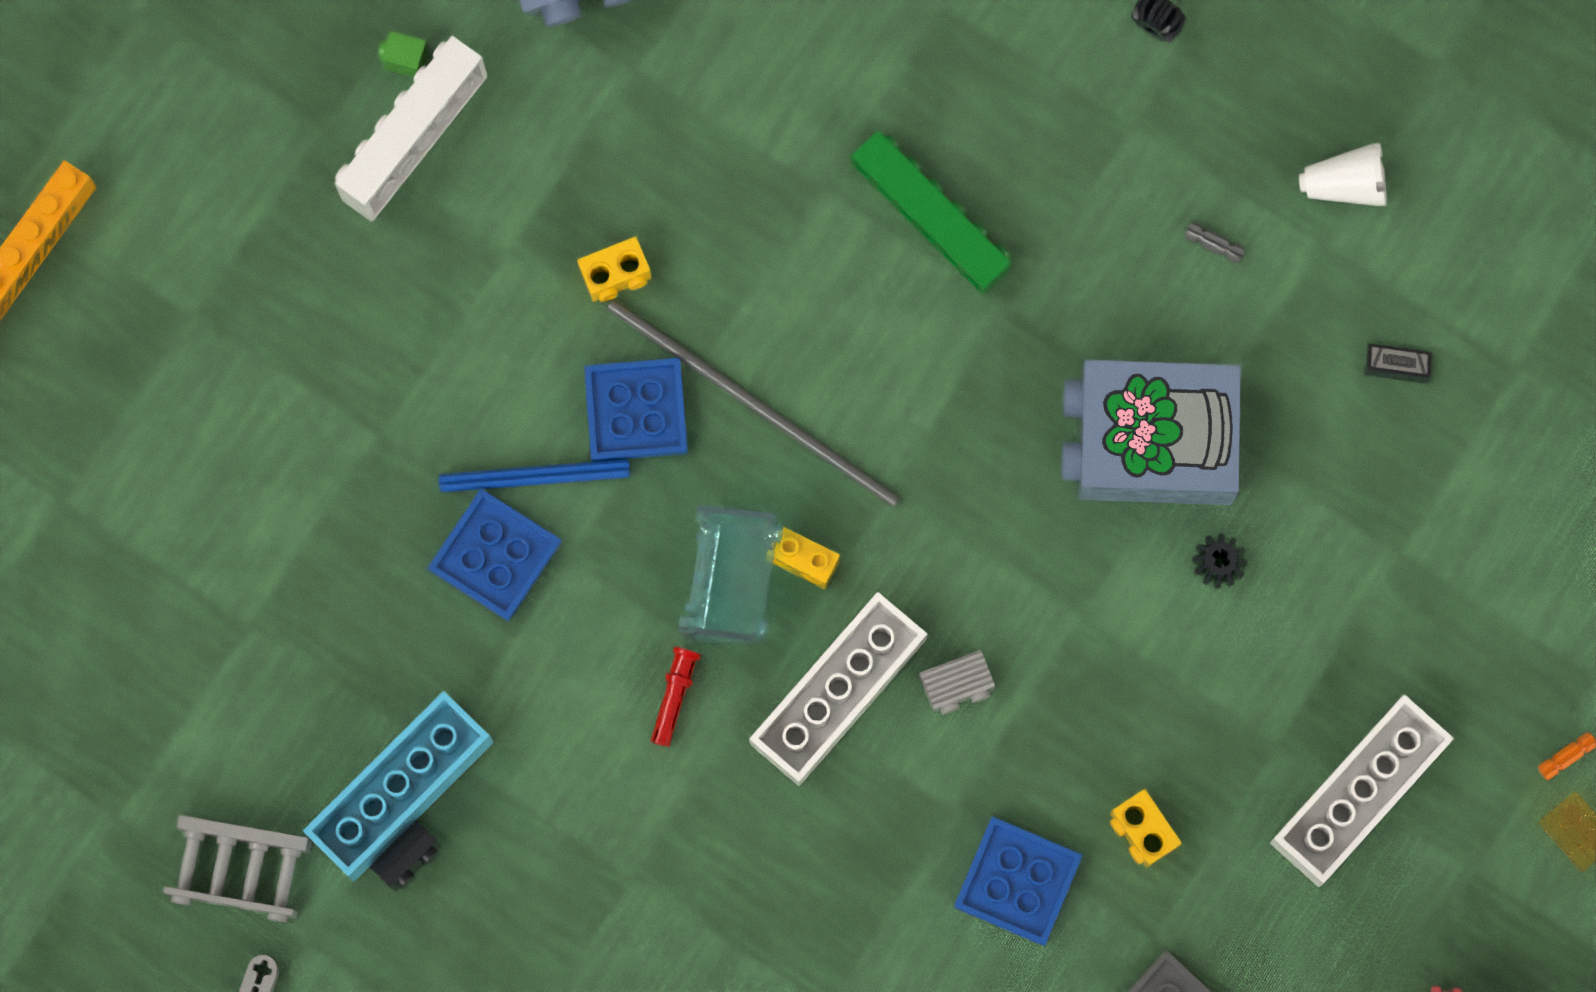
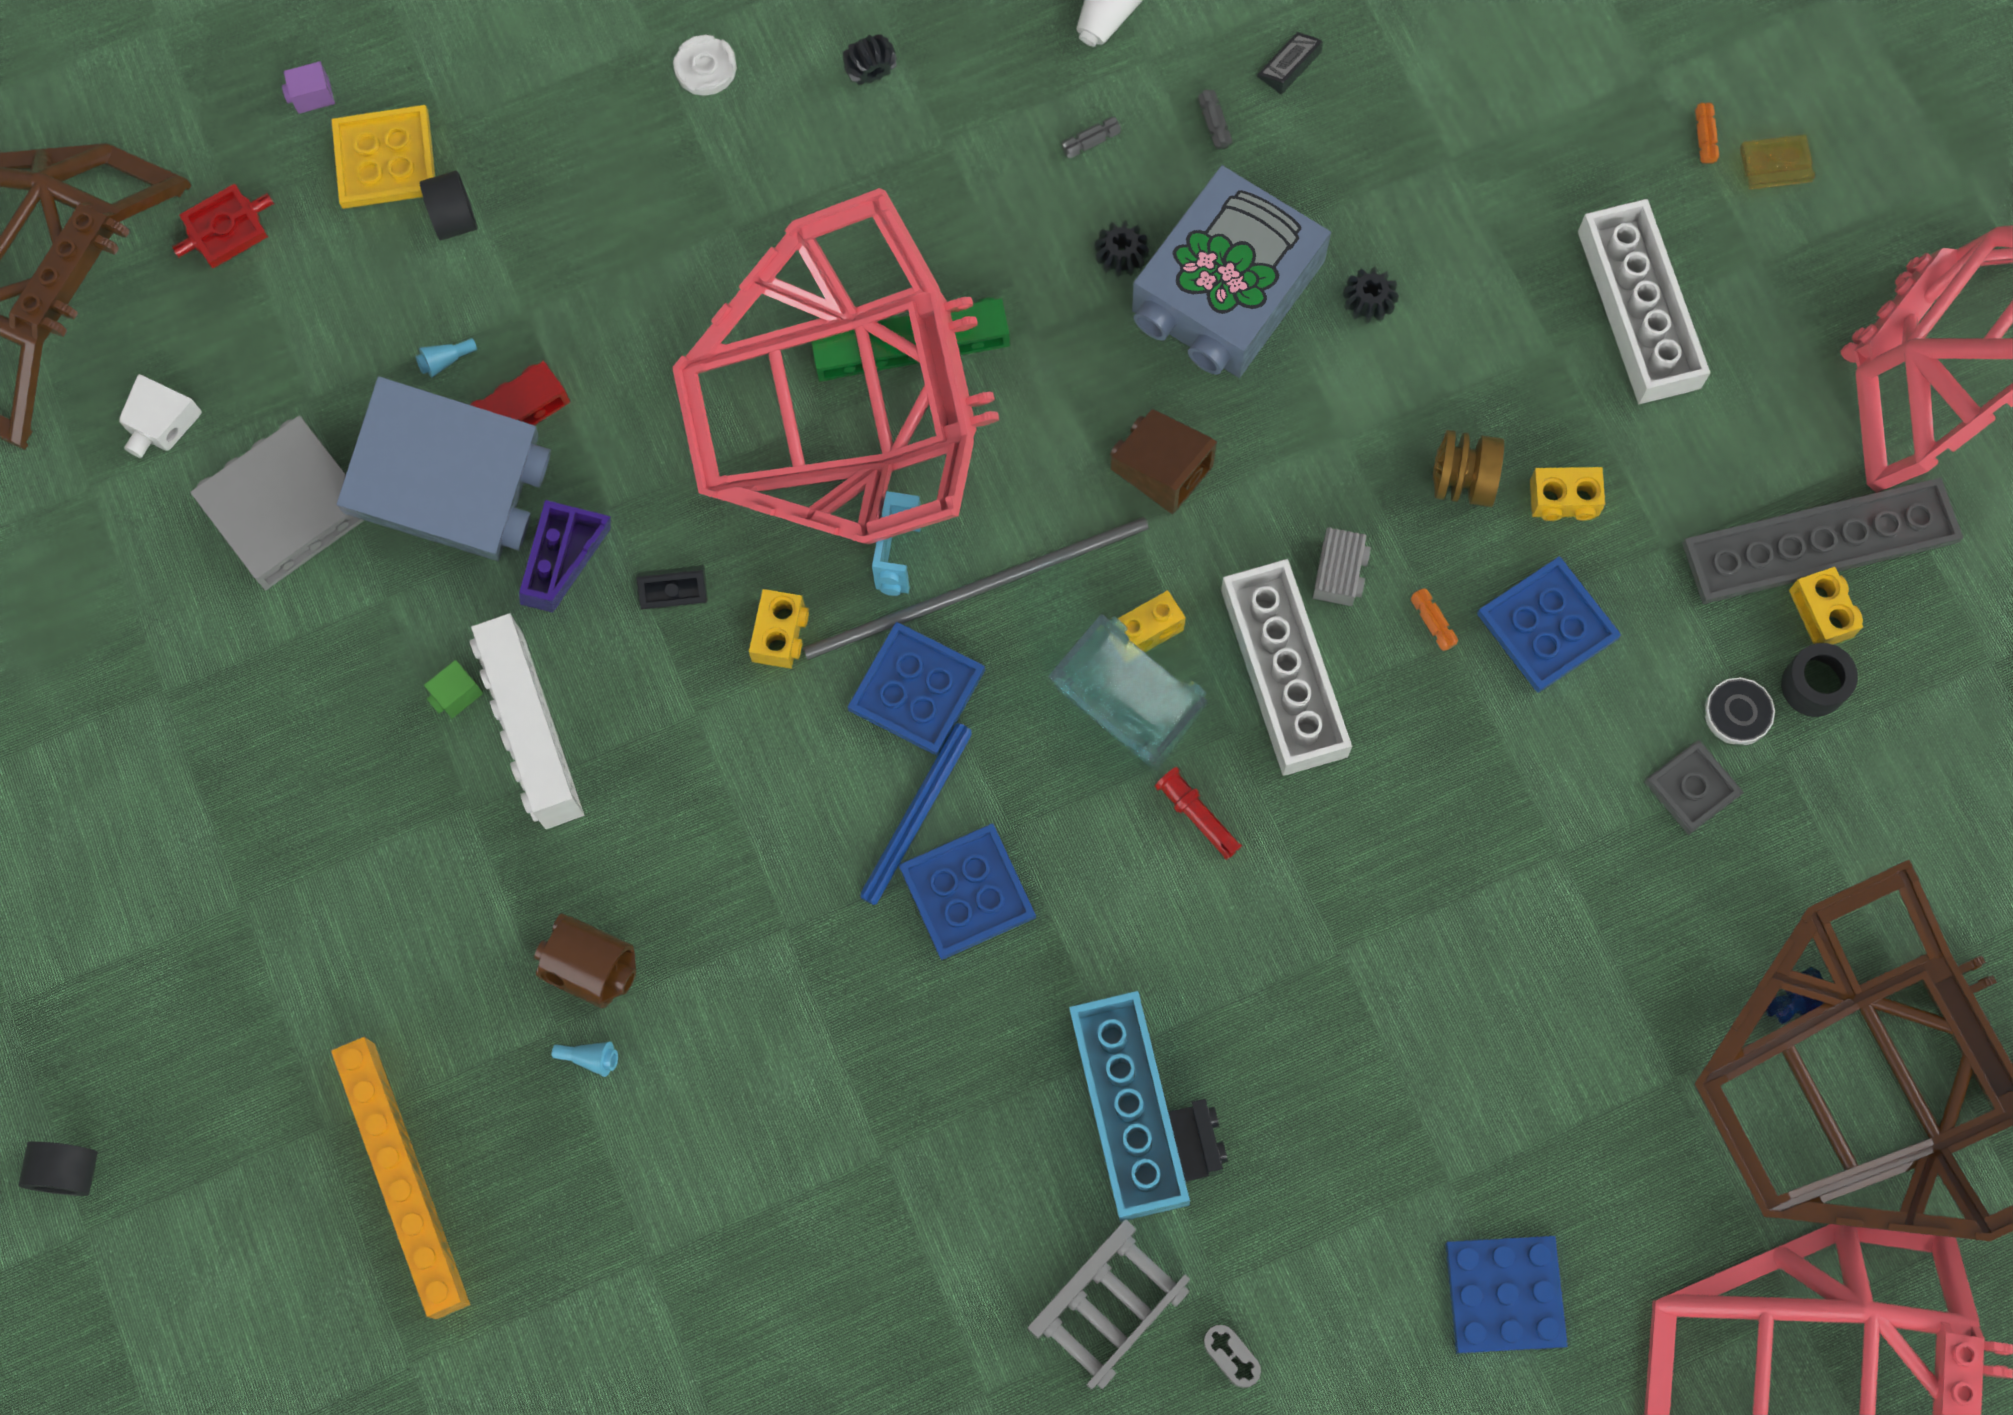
camera: 55 degrees left, 5 degrees down
(186, 358) = (595, 1057): none -> medium azure cone
(251, 301) = (586, 961): none -> reddish brown cylinder
(564, 59) = (560, 552): none -> dark purple wedge
(599, 164) = (672, 587): none -> black slope
(738, 304) = (892, 577): none -> medium azure panel
(921, 237) = (934, 350): none -> coral windscreen
(956, 481) = (1163, 459): none -> reddish brown slope
(963, 785) = (1434, 619): none -> orange axle
(1107, 733) = (1469, 468): none -> pearl gold wheel
(1130, 320) = (1121, 237): none -> black gear
(1300, 334) = (1215, 119): none -> dark grey axle

